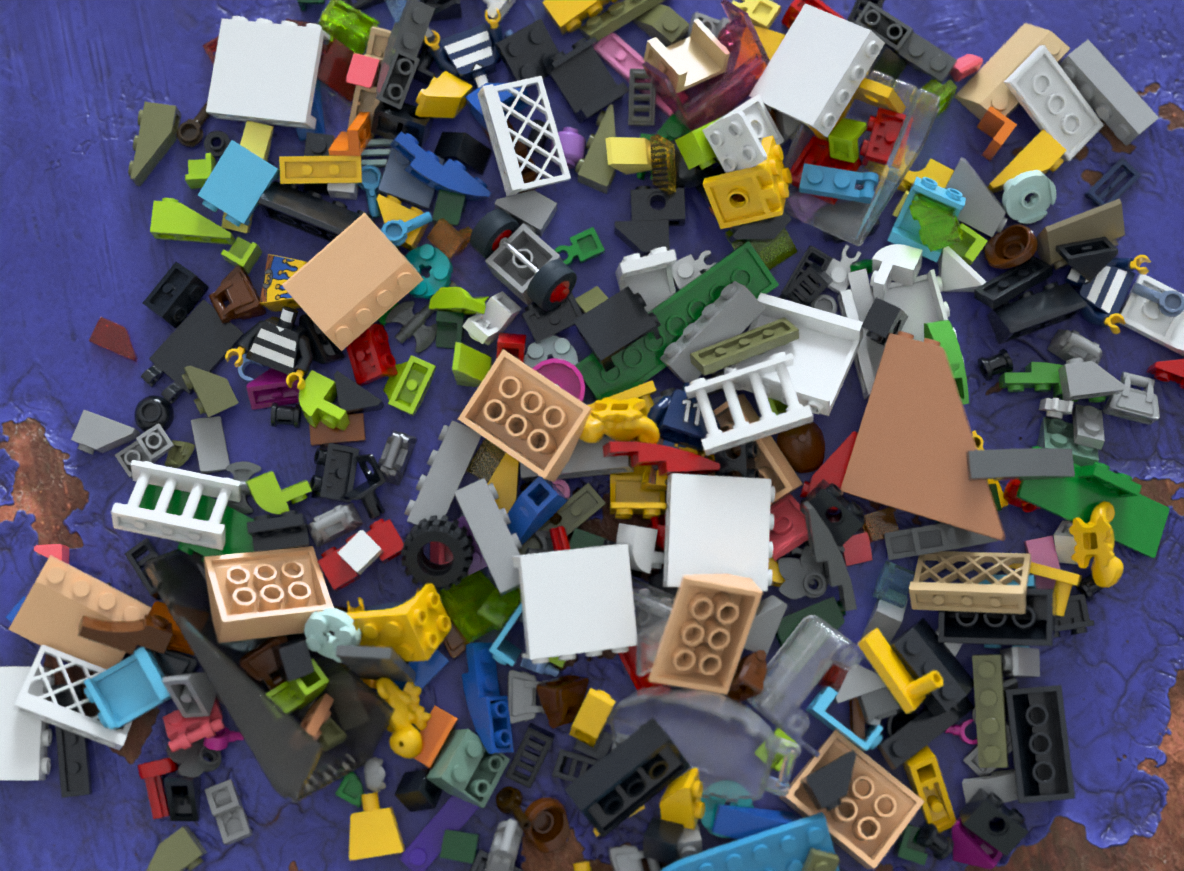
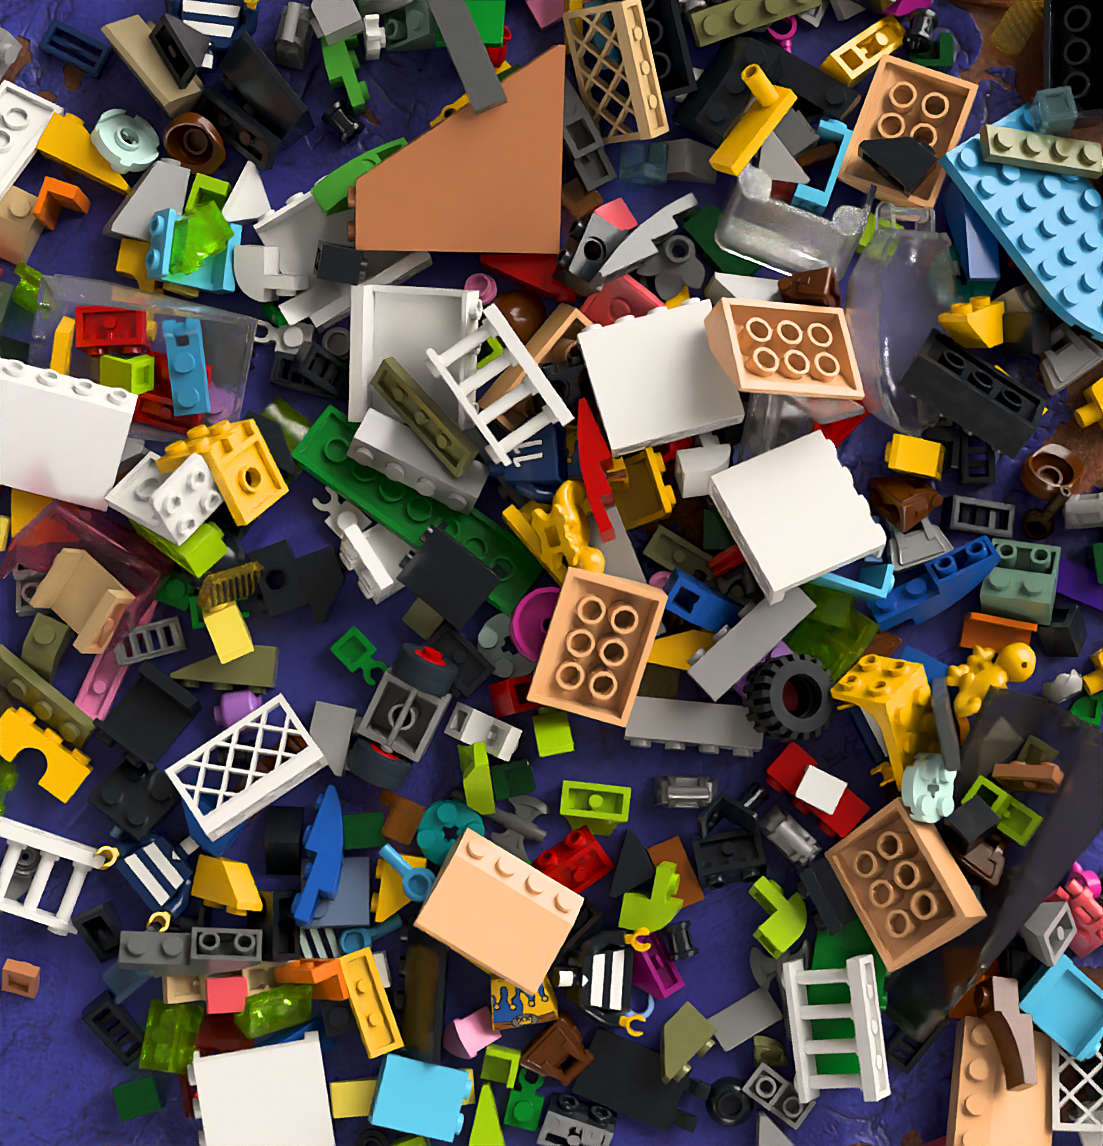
camera: 105 degrees left, 5 degrees up
(207, 263) = (524, 1105): none -> green plate
(272, 238) = (470, 1034): none -> bright pink tile
(339, 101) = (275, 1009): none -> clear neon green bracket
(832, 427) = (484, 284): none -> bright pink plate

